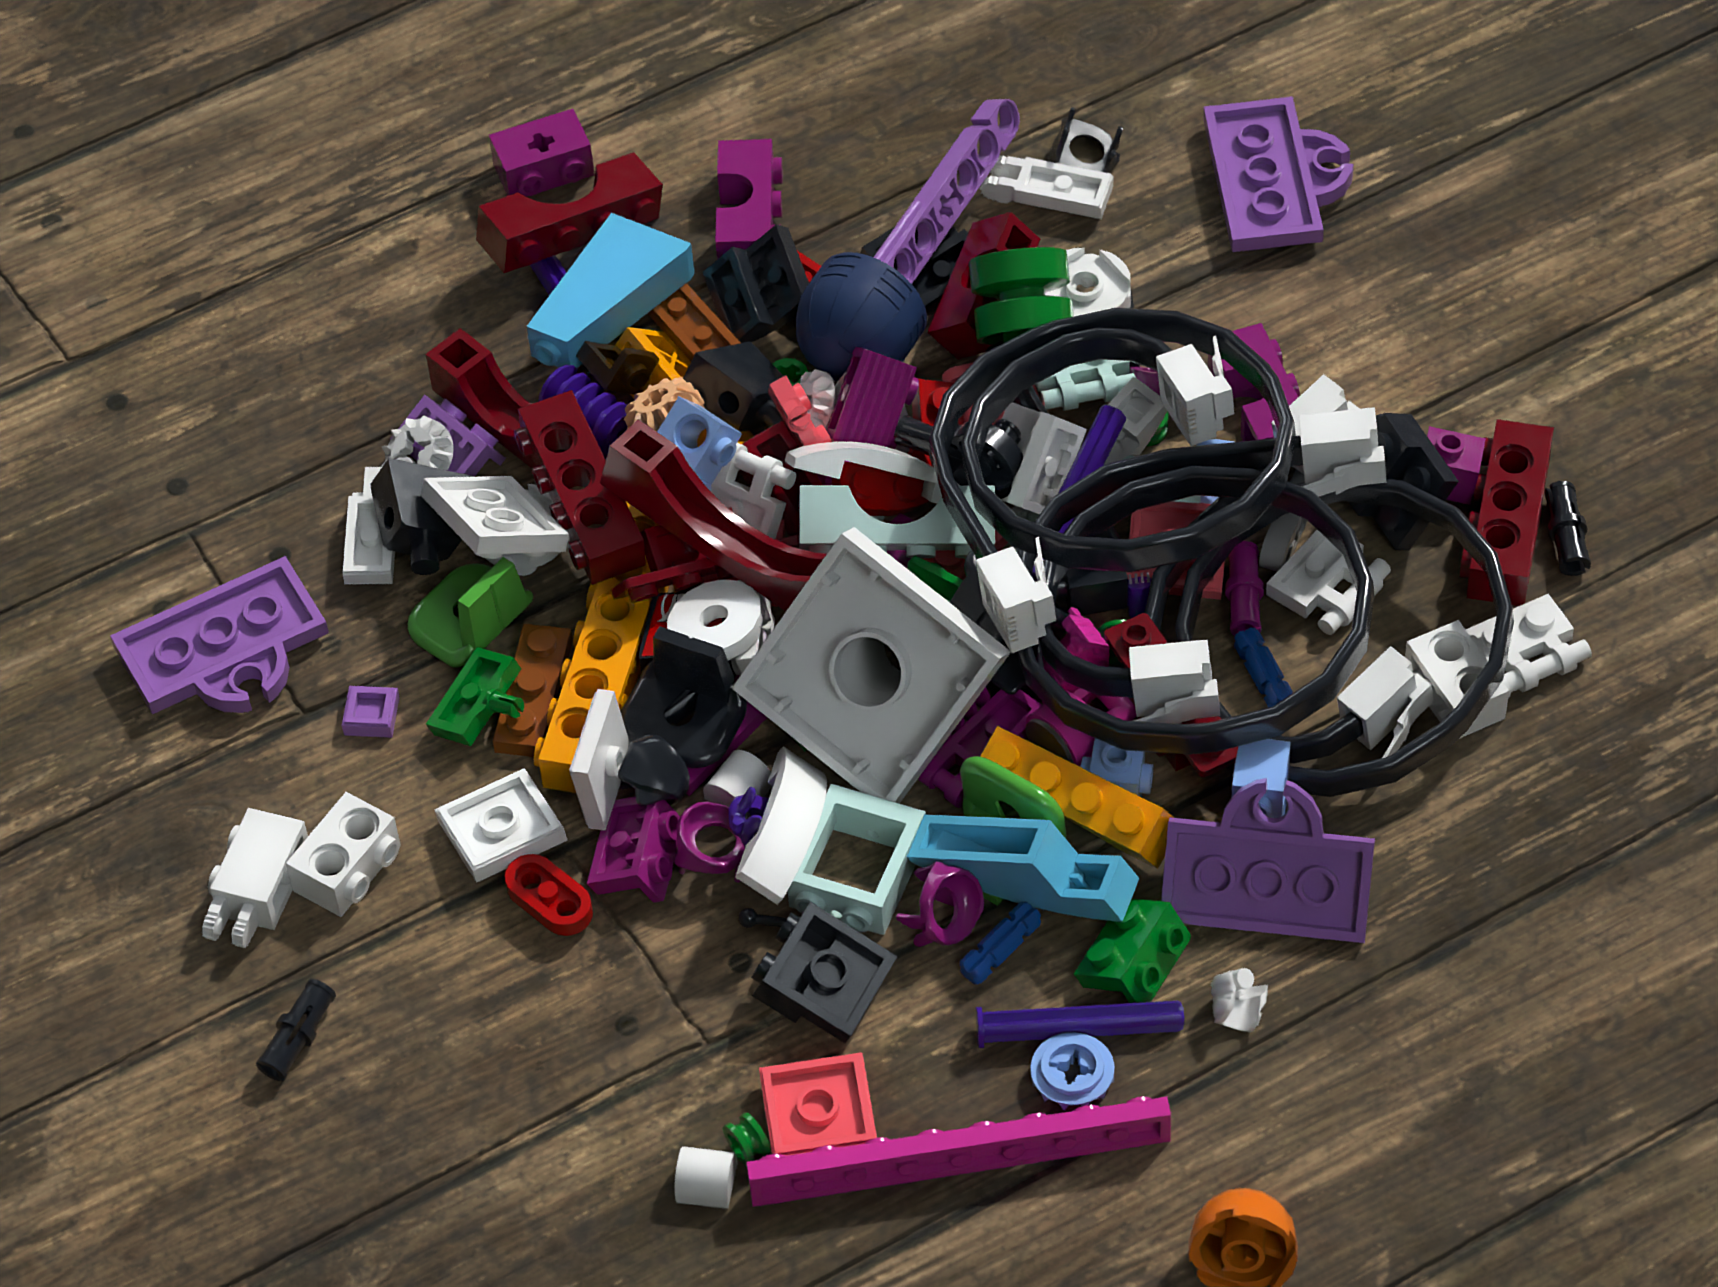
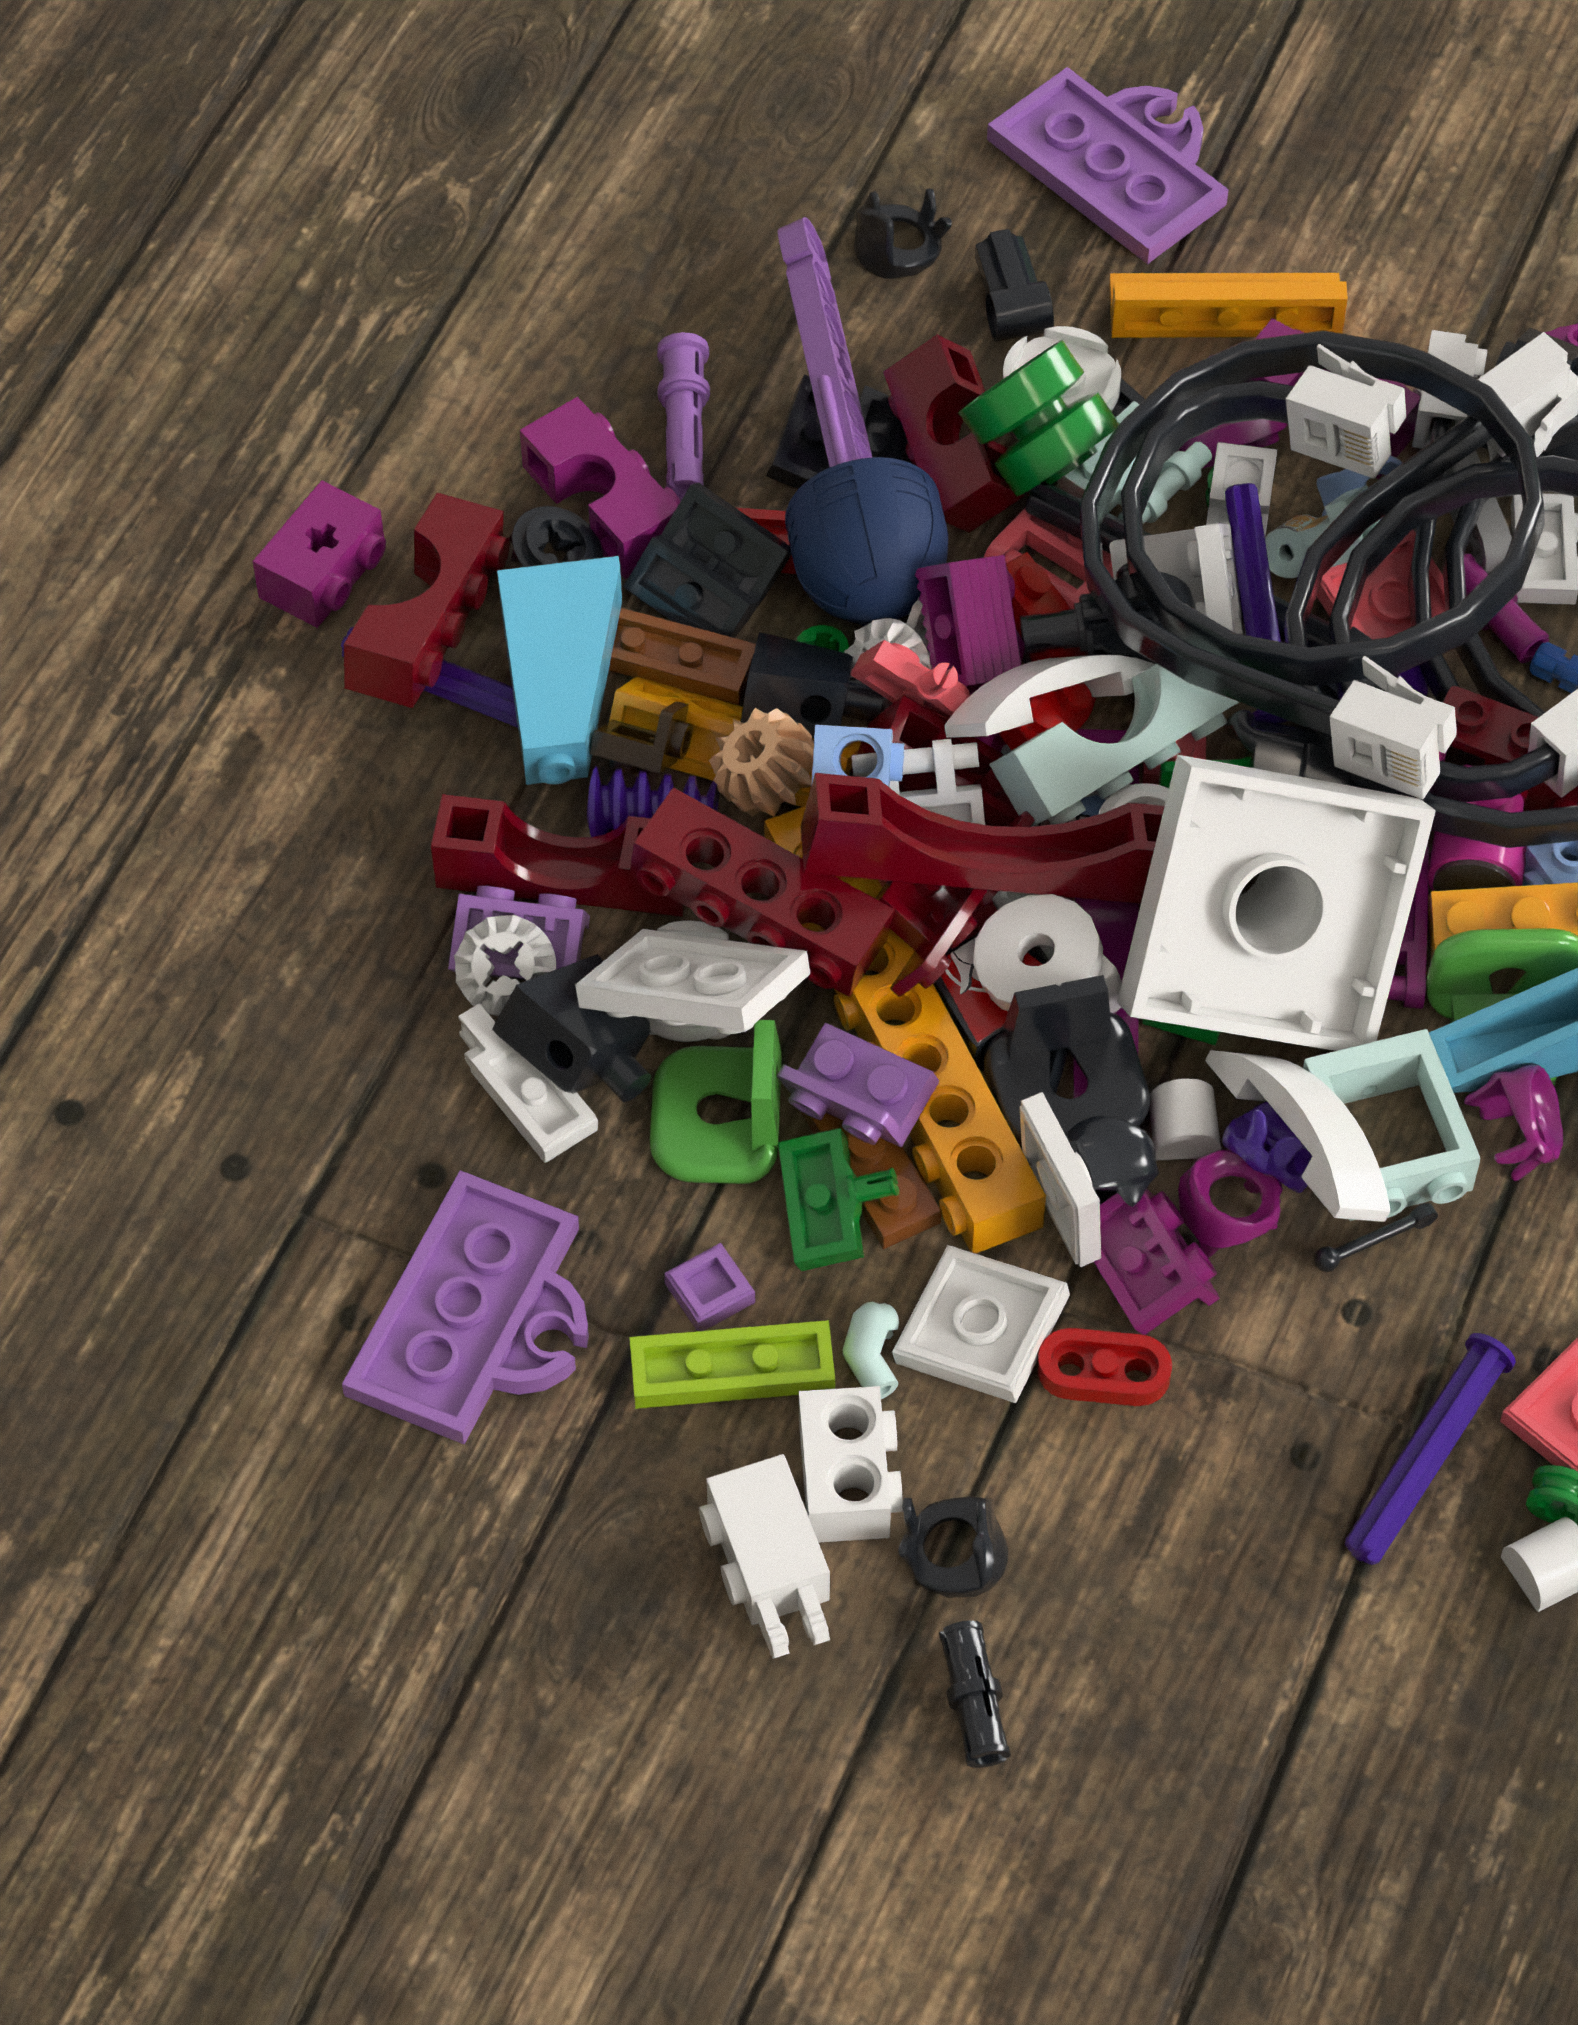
camera: 40 degrees left, 5 degrees up
(337, 759) = (731, 1364): none -> lime plate
(376, 952) = (989, 1546): none -> black piece
(422, 797) = (864, 1342): none -> light aqua arm
(544, 640) = (861, 1085): none -> medium lavender bracket
(695, 1063) = (1429, 1447): none -> dark purple axle
(700, 220) = (555, 526): none -> black gear
(822, 972) = (1469, 1267): black plate -> none
(850, 176) = (683, 395): none -> medium lavender pin
(1049, 186) = (907, 291): white hinge -> none
(1121, 222) = (1013, 298): none -> black piece
(1255, 300) = (1223, 303): none -> light orange fence

